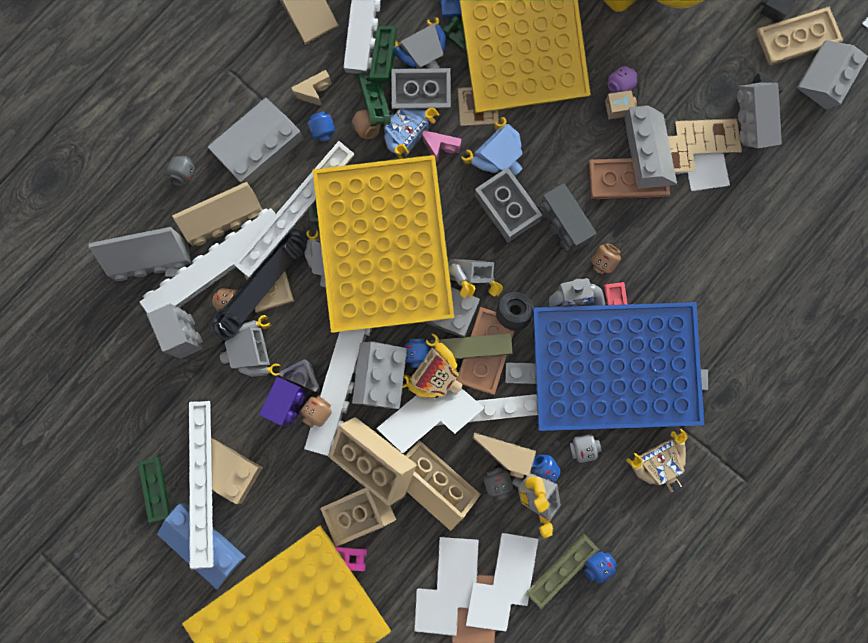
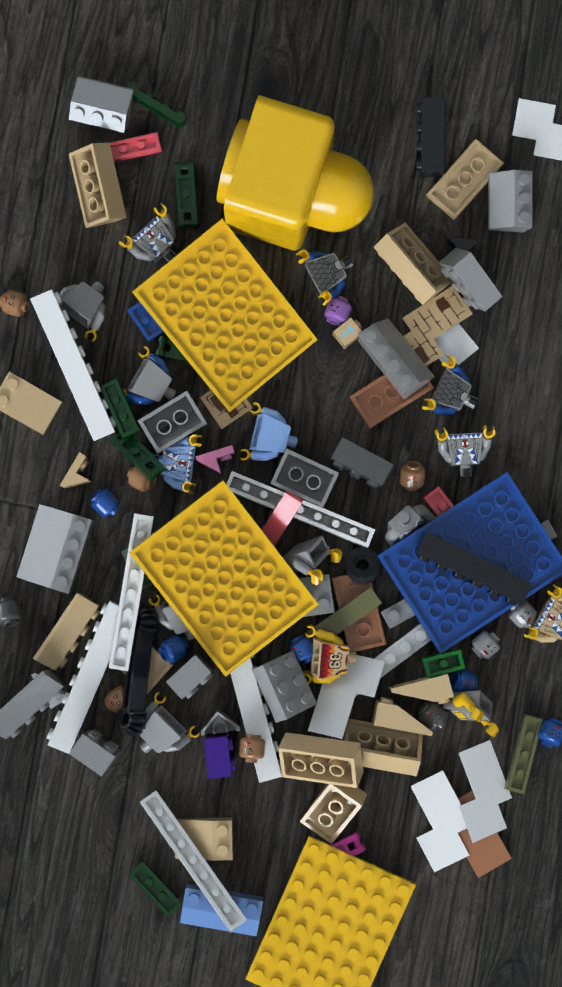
camera: 35 degrees left, 5 degrees up
(300, 314) = (187, 678): none -> light grey brick
(302, 285) = (173, 649): none -> blue head
(463, 463) = (392, 716): none -> tan slope
(468, 222) = (281, 516): none -> coral tile
(488, 230) = (306, 513): none -> white brick
(536, 440) = (443, 663): none -> green brick
(616, 370) = (473, 568): none -> black brick
(631, 41) = (326, 272): none -> torso
(635, 441) = (523, 615): none -> light grey head
(667, 262) = (464, 448): none -> torso
(684, 205) = (451, 391): none -> torso
(712, 78) = (412, 263): none -> tan slope

